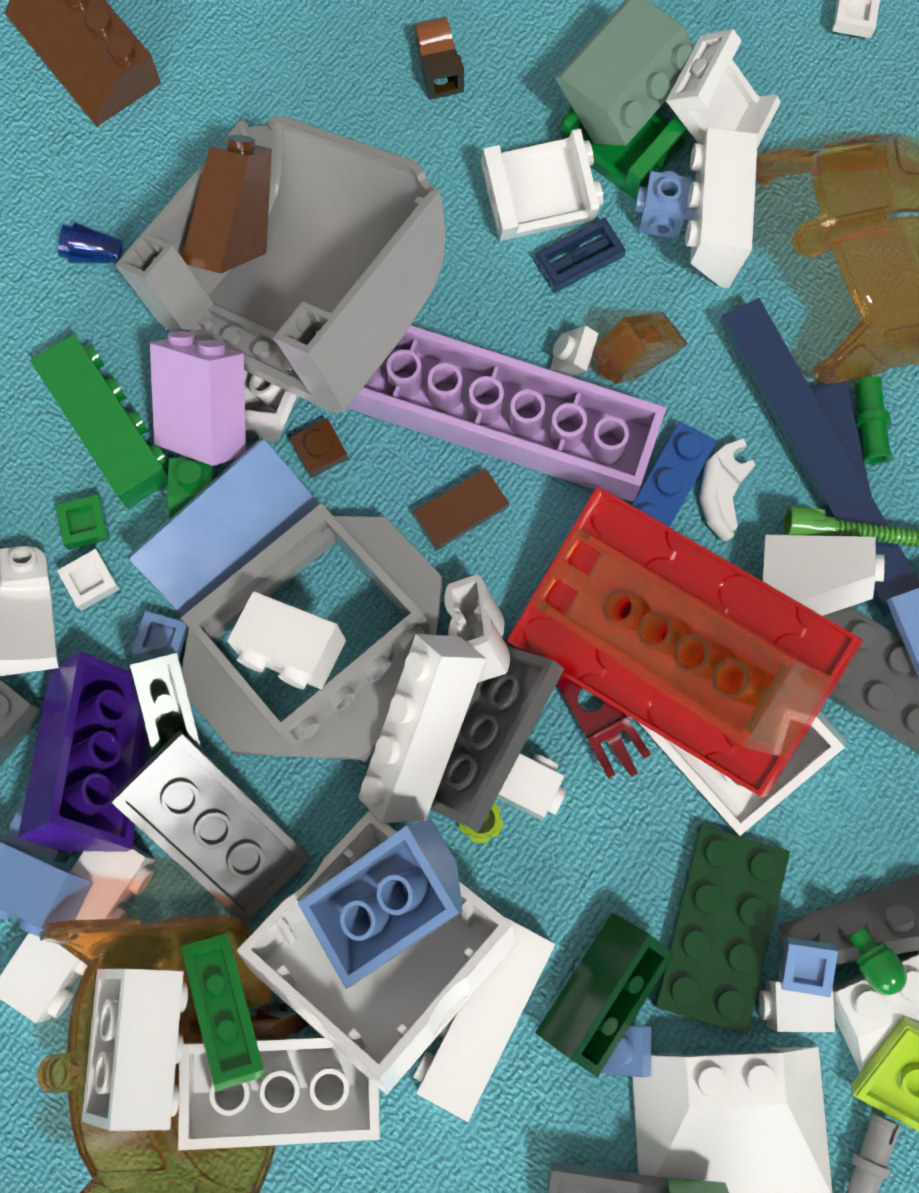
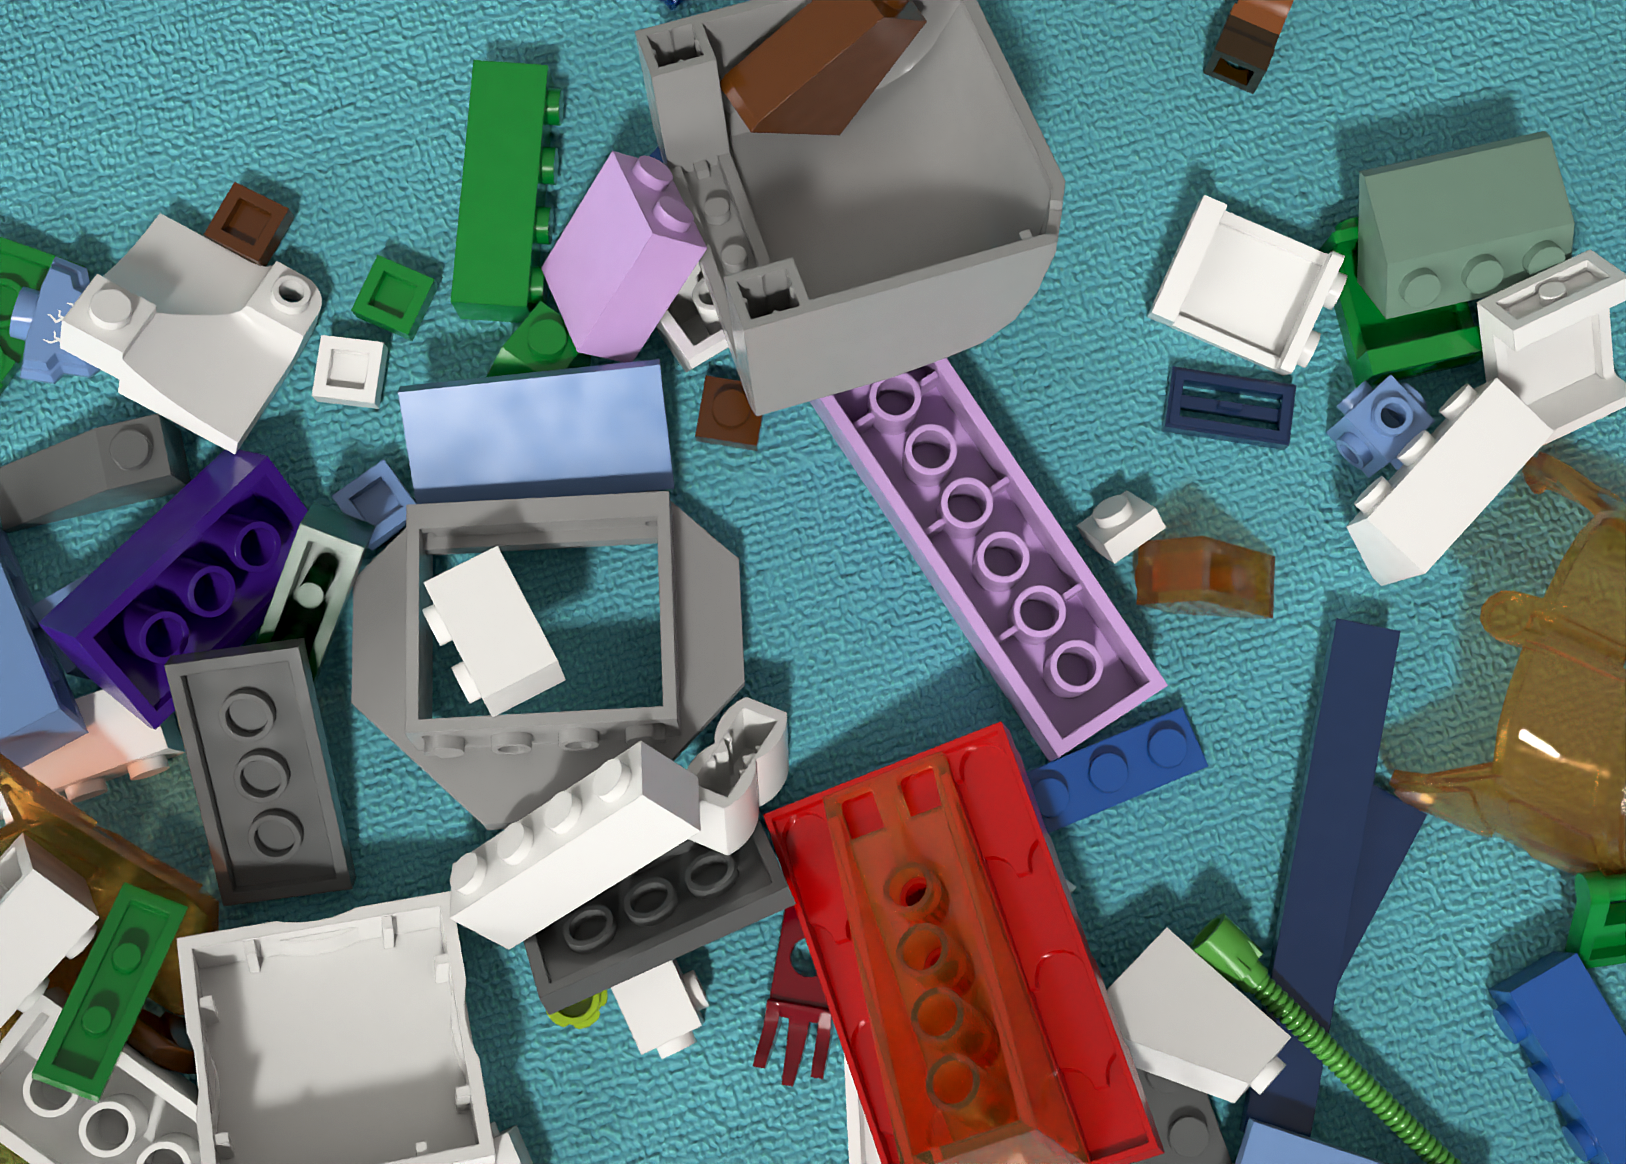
camera: 35 degrees right, 5 degrees up
(385, 901) = (375, 1019): medium blue slope -> none
(461, 509) = (839, 614): reddish brown tile -> none
(719, 483) = (1168, 820): white piece -> none
(873, 420) = (1420, 886): green pin -> none

